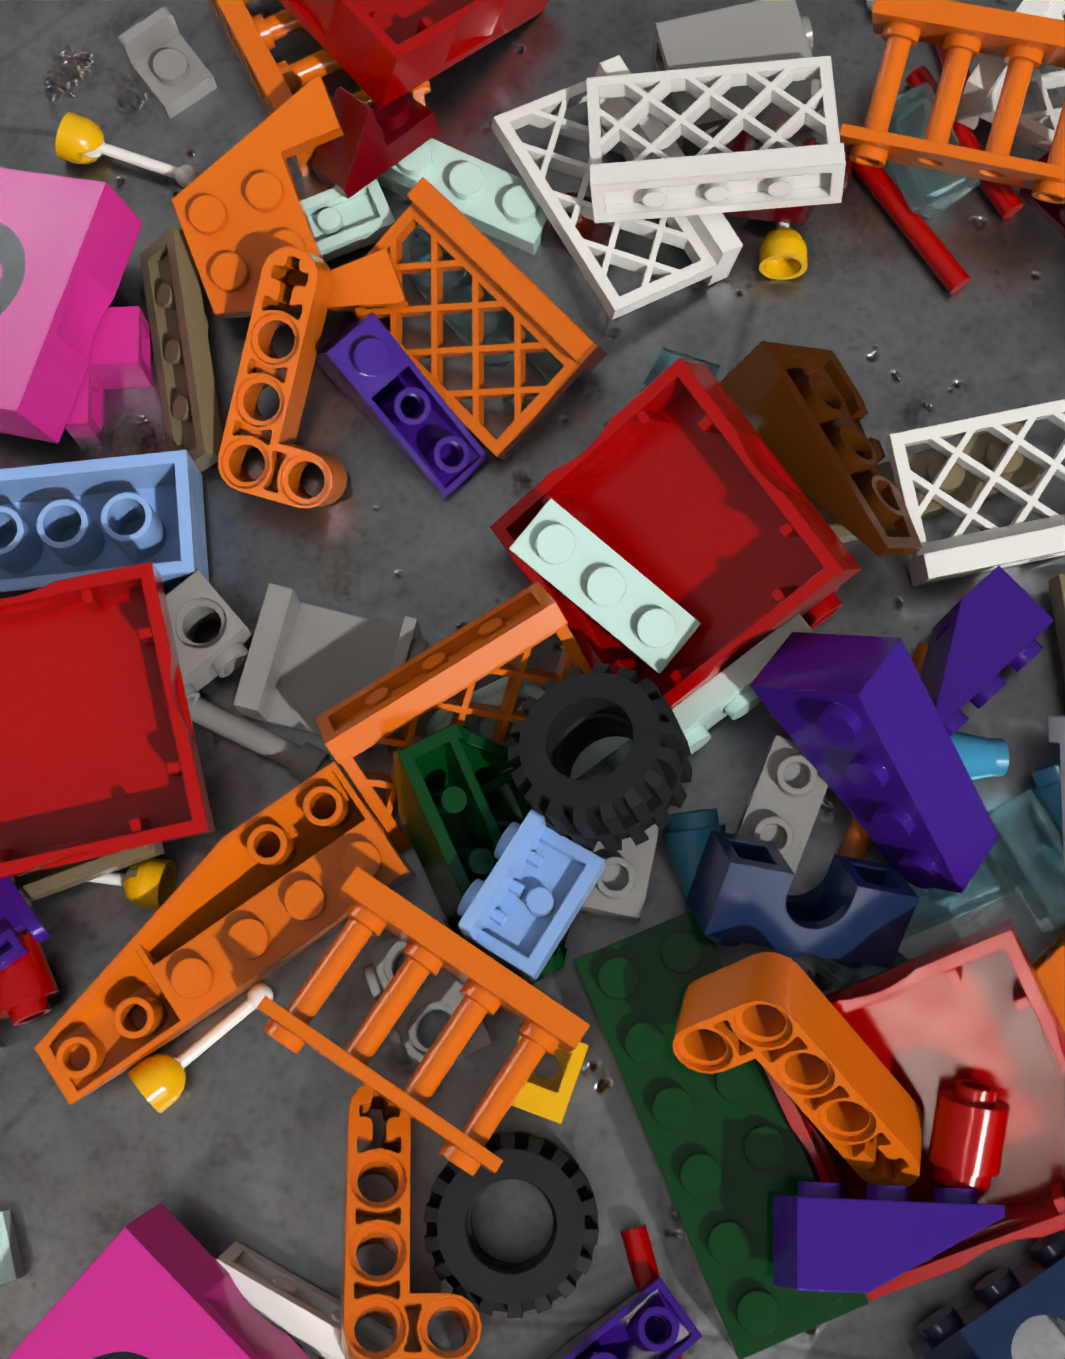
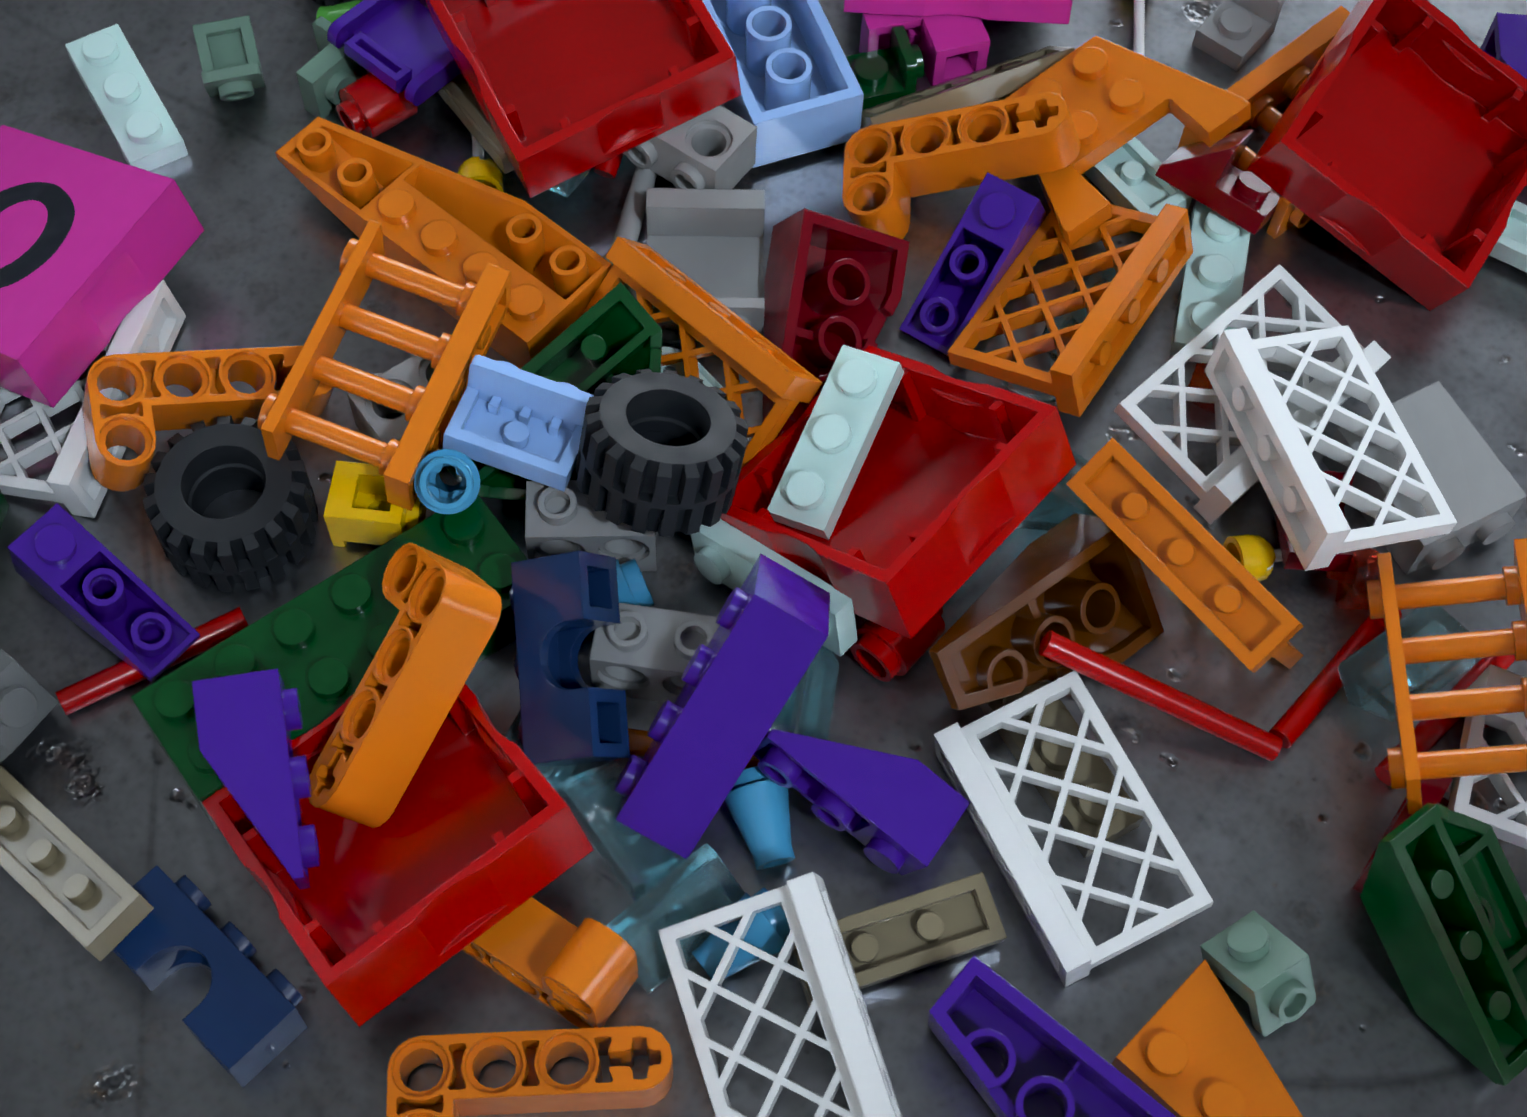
camera: 70 degrees right, 15 degrees down
(127, 419) = (888, 71): none -> dark green bracket
(163, 1076) = (313, 225): hinge -> none
(410, 558) = (828, 289): none -> dark red wedge
(580, 982) = (440, 496): none -> dark azure cone
(819, 300) = (1187, 558): none -> orange fence
(919, 373) = (1160, 696): none -> red bar
(968, 1135) = (371, 852): red brick -> none

